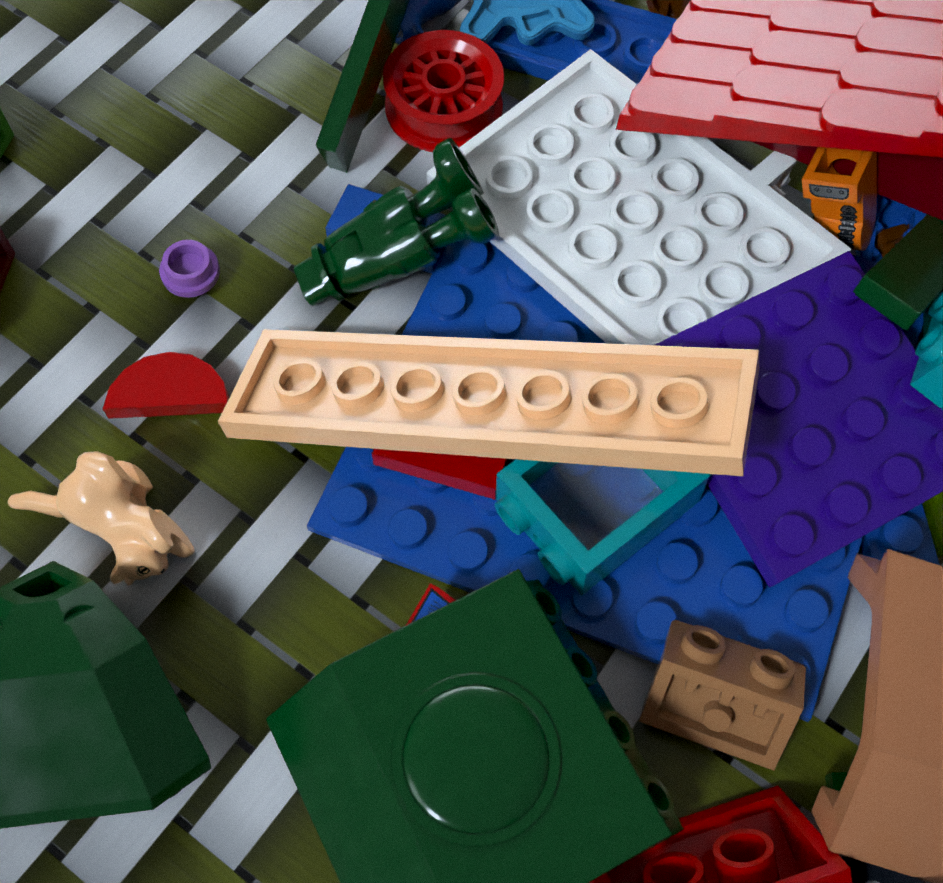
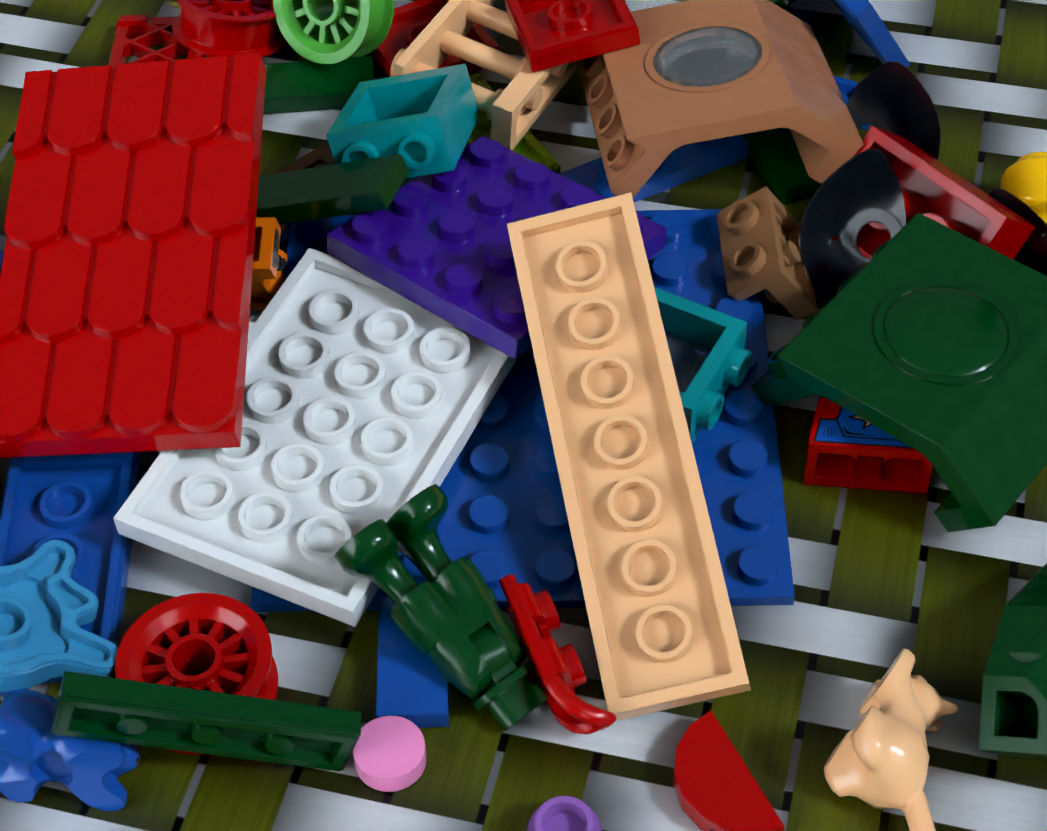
camera: 110 degrees left, 15 degrees down
(317, 188) = (390, 753): none -> bright pink tile
(321, 312) = (556, 668): none -> red piece
(706, 779) = (850, 198): none -> black piece

